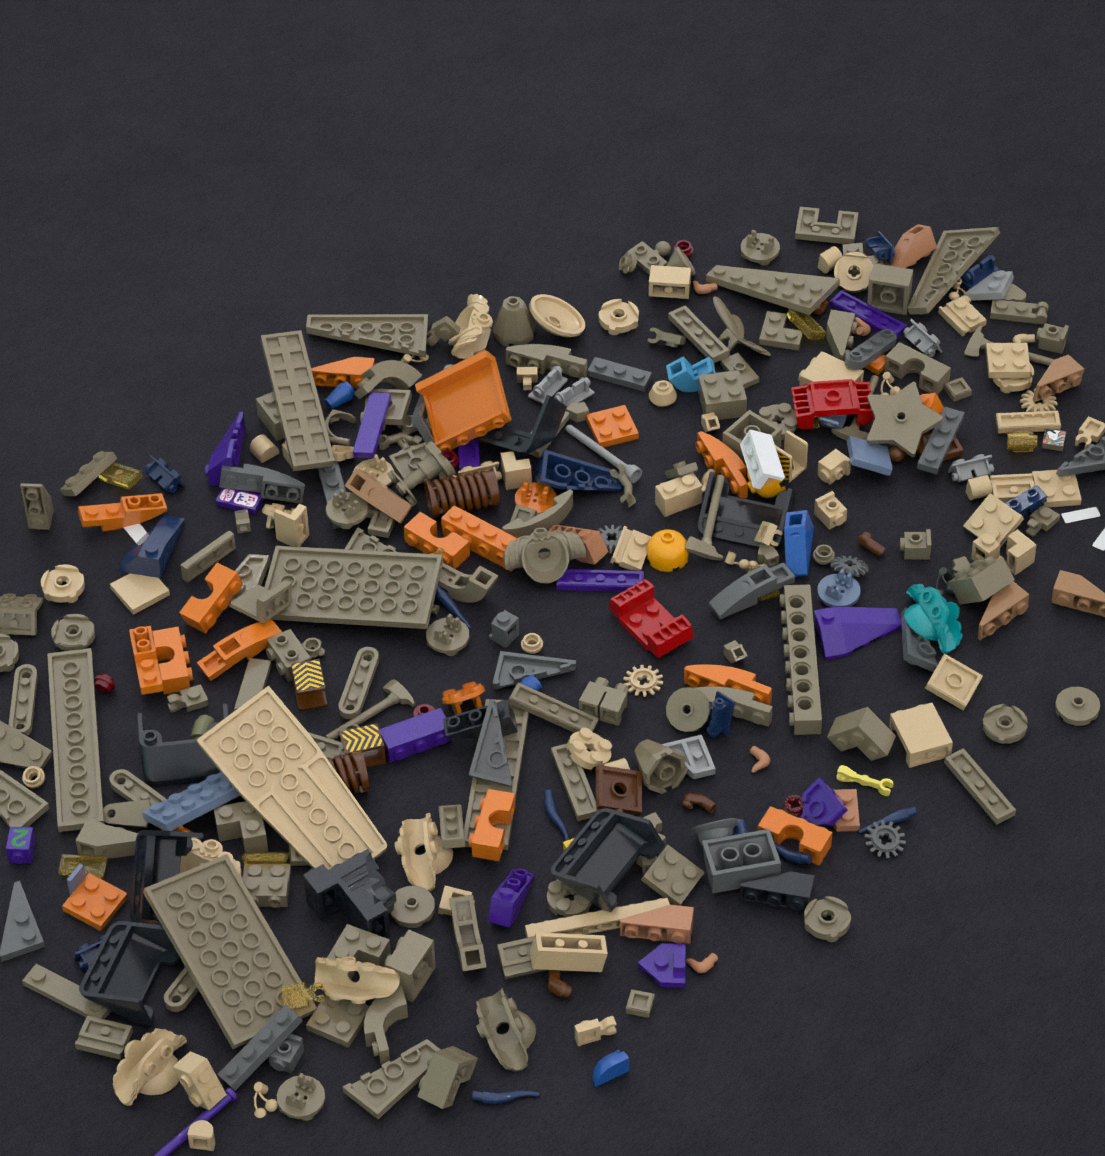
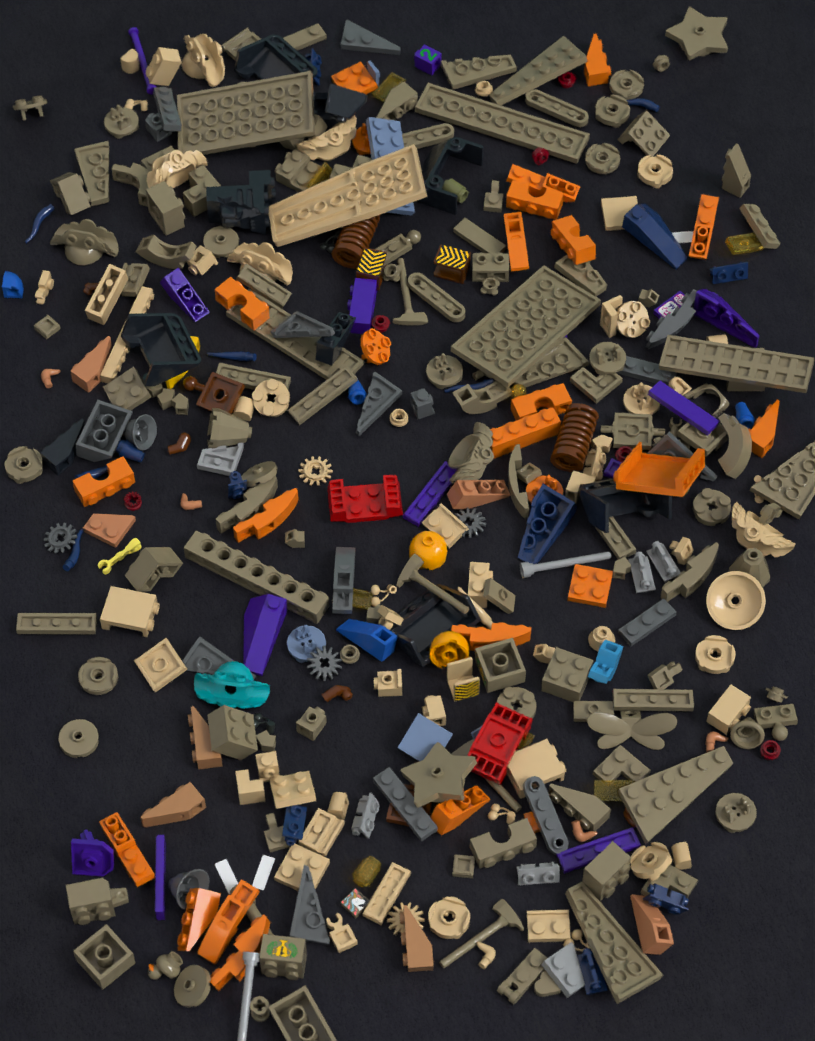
camera: 120 degrees right, 10 degrees up
(127, 813) = (412, 123): dark tan piece -> none
(208, 556) = (622, 261): dark tan tile -> none
(264, 603) = (543, 261): dark tan bracket -> none
(298, 995) = (185, 138): clear yellow plate -> none
(378, 495) = (609, 374): medium nougat slope -> none
(428, 468) = (610, 423): dark tan piece -> none
(604, 701) = (309, 430): dark tan hips -> none
(626, 484) = (512, 559): dark tan arm -> none
(666, 965) = (62, 355): dark purple plate -> none
(761, 458) = (455, 639): white panel -> none
(810, 229) = (715, 885): dark tan plate -> none
(822, 805) = (111, 508): dark purple plate -> none
(1008, 360) = (461, 915): tan plate -> none
(1052, 338) = (470, 984): dark tan brick -> none

